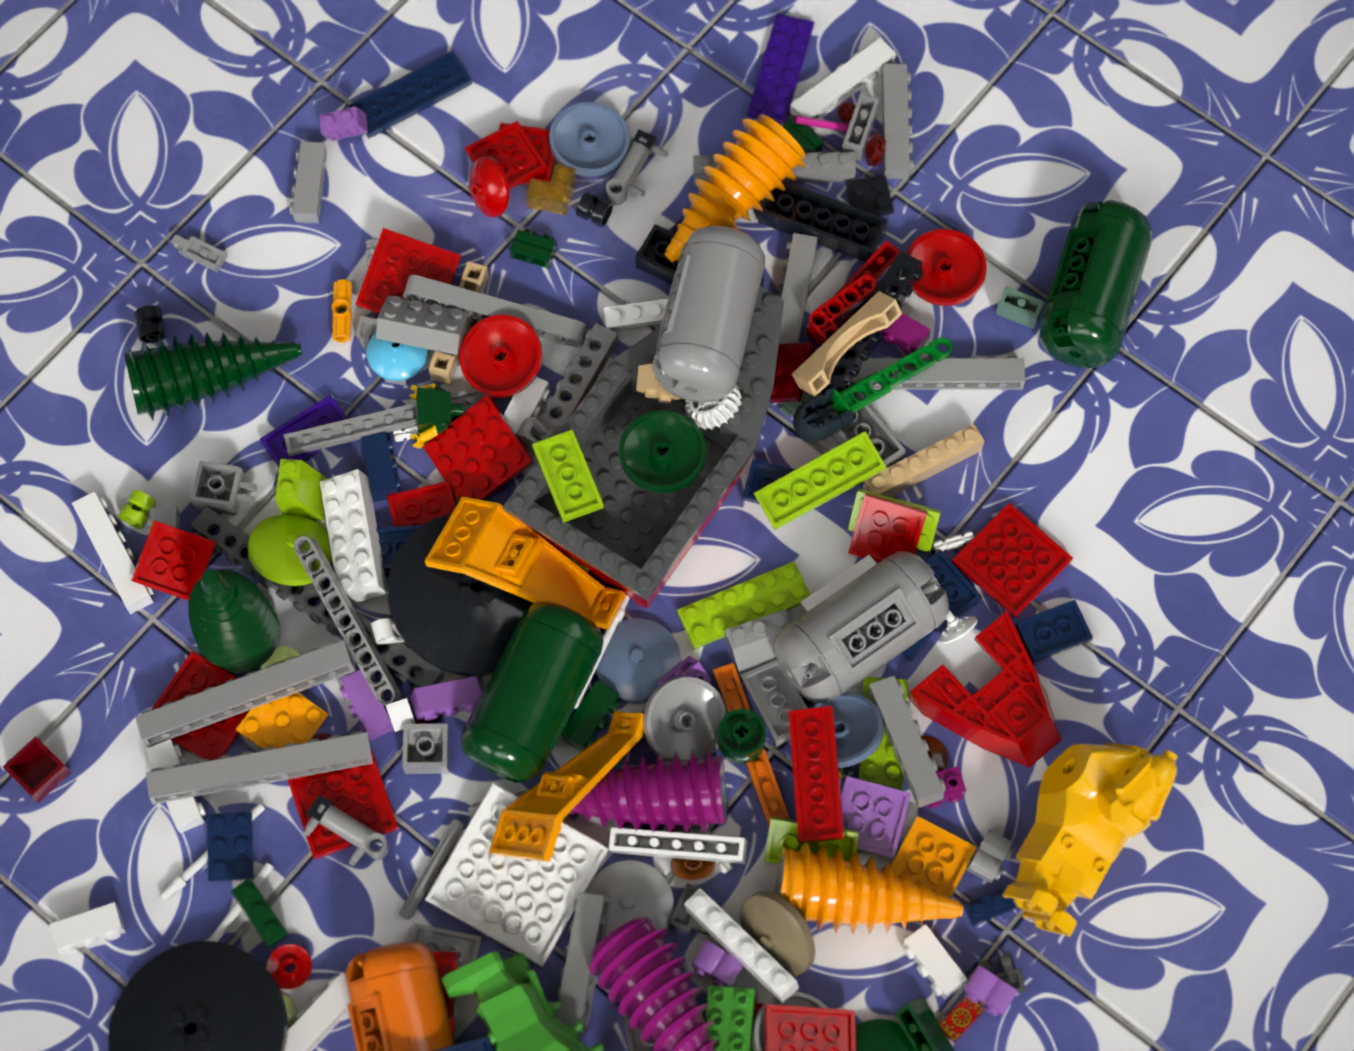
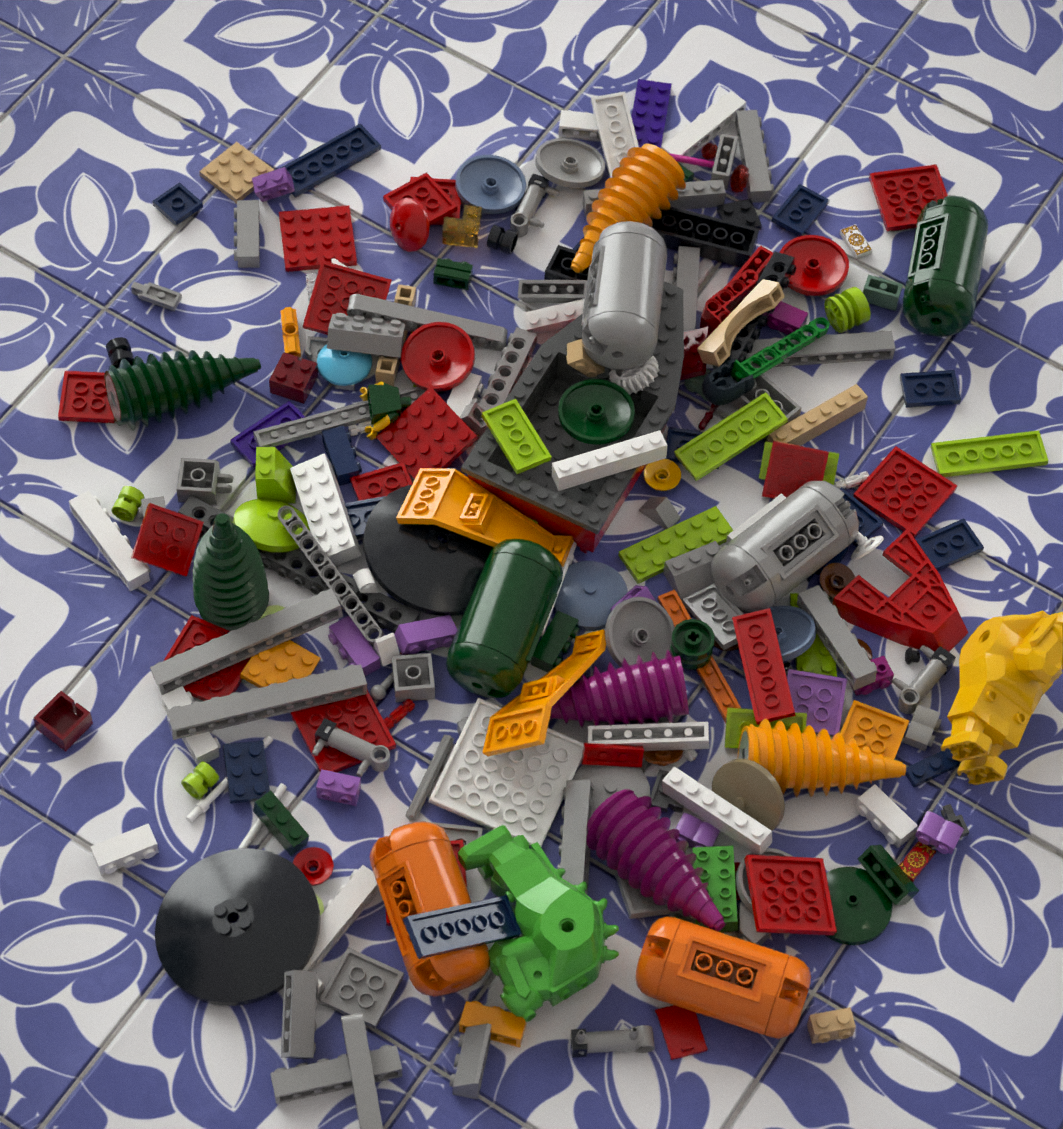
camera: 10 degrees left, 10 degrees down
(104, 374) = (84, 398): none -> red plate
(178, 853) = (198, 781): none -> lime wheel
(235, 139) = (177, 204): none -> dark blue plate
(303, 100) = (234, 172): none -> tan plate
(328, 874) = (338, 787): none -> medium lavender brick
(338, 367) = (293, 377): none -> dark red piece
(387, 192) = (317, 237): none -> red plate
(387, 760) = (379, 691): none -> light grey bar
(406, 789) = (399, 713): none -> red axle
(635, 864) = (612, 755): none -> red plate
(637, 281) = (551, 291): none -> light grey brick
(668, 515) = (609, 460): none -> white brick
(683, 118) = (570, 163): none -> light grey dish
(708, 70) = (578, 126): none -> white brick
(730, 563) = (660, 511): none -> light grey slope
(738, 509) = (662, 468): none -> yellow dish
(739, 82) = (614, 127): none -> white plate
(797, 452) = (708, 416): none -> dark red piece
(918, 655) = (835, 572): none -> reddish brown dish
(941, 194) = (800, 210): none -> dark blue plate
(976, 327) = (847, 309): none -> lime wheel
(992, 765) = (912, 656): none -> black piece
(1000, 238) = (855, 241): none -> tile
(1003, 797) = (939, 665): none -> light grey piece
(1059, 432) = (930, 388): none -> dark blue plate
(1067, 181) = (904, 194): none -> red plate
(1116, 519) = (989, 453): none -> lime plate

